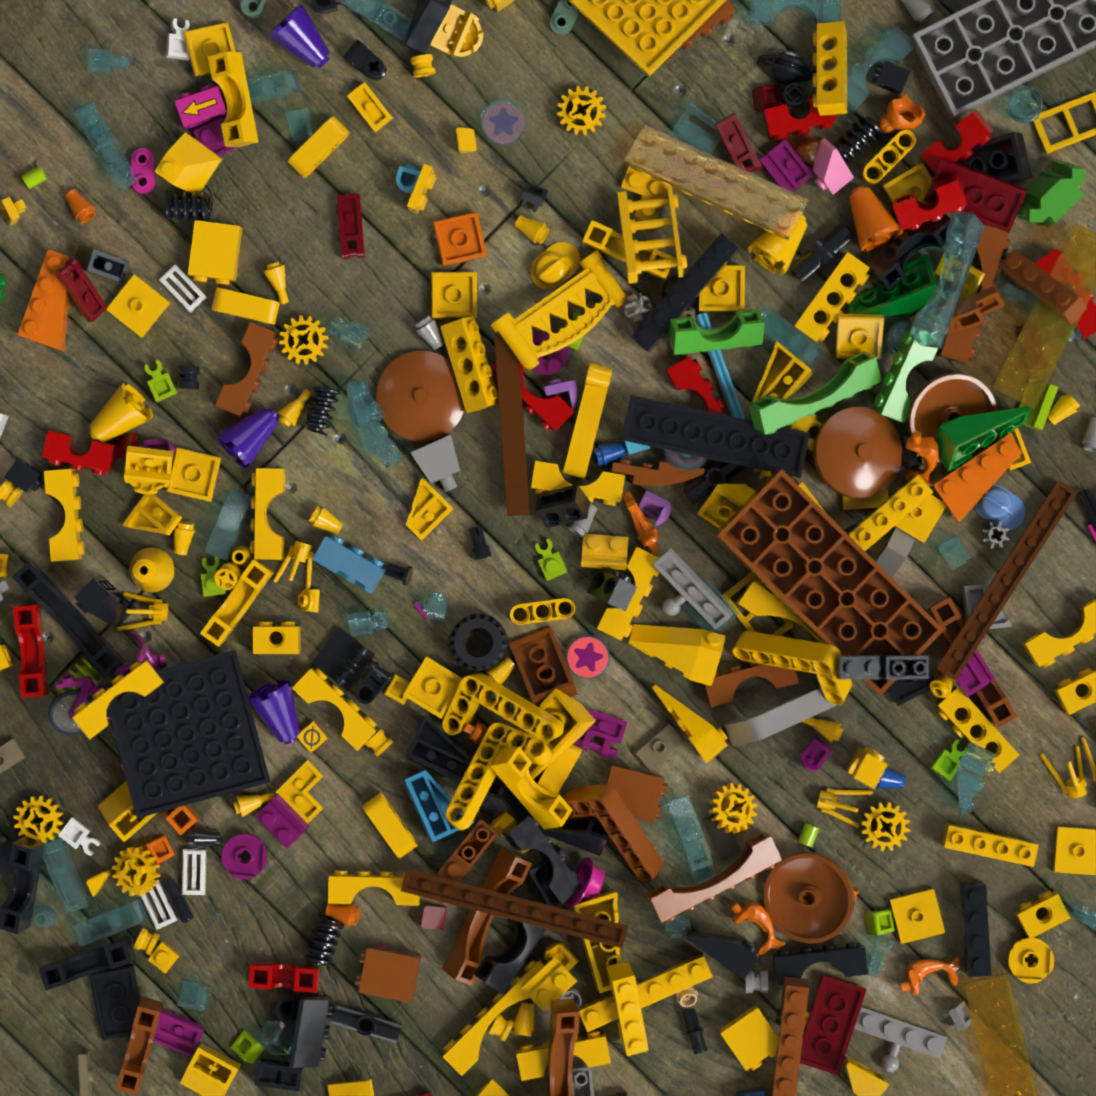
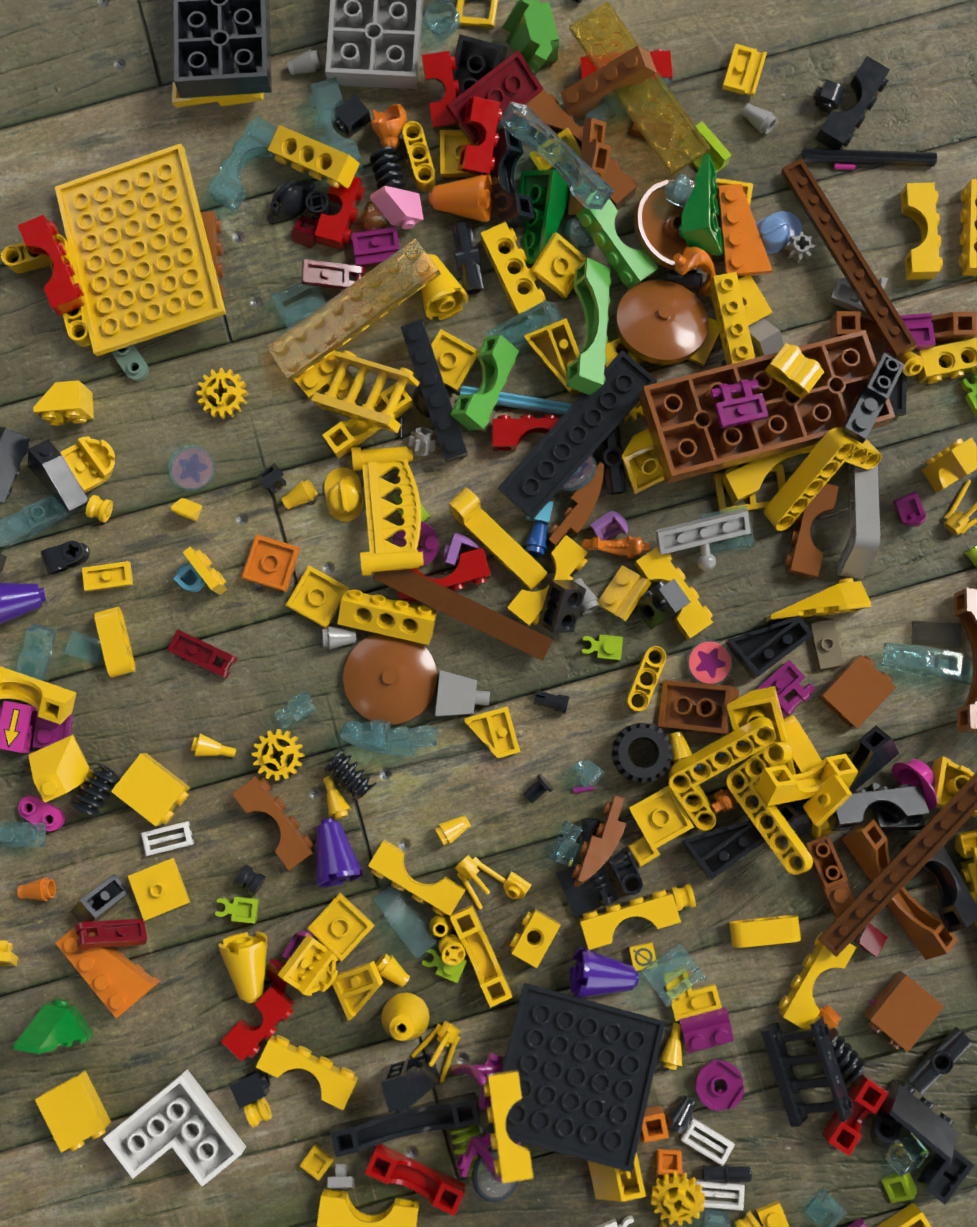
camera: 60 degrees left, 5 degrees down
(245, 306) = (216, 790): yellow beam -> none
(281, 906) = (790, 1086): none -> black fence
(315, 762) = (668, 968): none -> clear light blue plate
(349, 563) = (503, 829): dark azure wedge -> none
(376, 649) = (598, 850): none -> dark orange slope
(385, 637) = (589, 828): none -> black pin
(430, 804) = (768, 881): dark azure wedge -> none
(523, 813) = (827, 800): none -> yellow plate
(619, 824) = (880, 717): dark orange beam -> none
(627, 697) = (767, 646): none -> black wedge
(686, 649) = (755, 567): yellow wedge -> none
(740, 815) = (920, 609): yellow gear -> none
(807, 562) = (739, 410): none -> magenta plate
(828, 729) = (893, 485): yellow cone -> none
(869, 588) = (794, 370): none -> yellow brick
(953, 552) = (795, 289): clear light blue panel -> none
(980, 402) = (679, 190): none -> clear light blue plate
(1063, 408) = (721, 128): yellow cone -> none

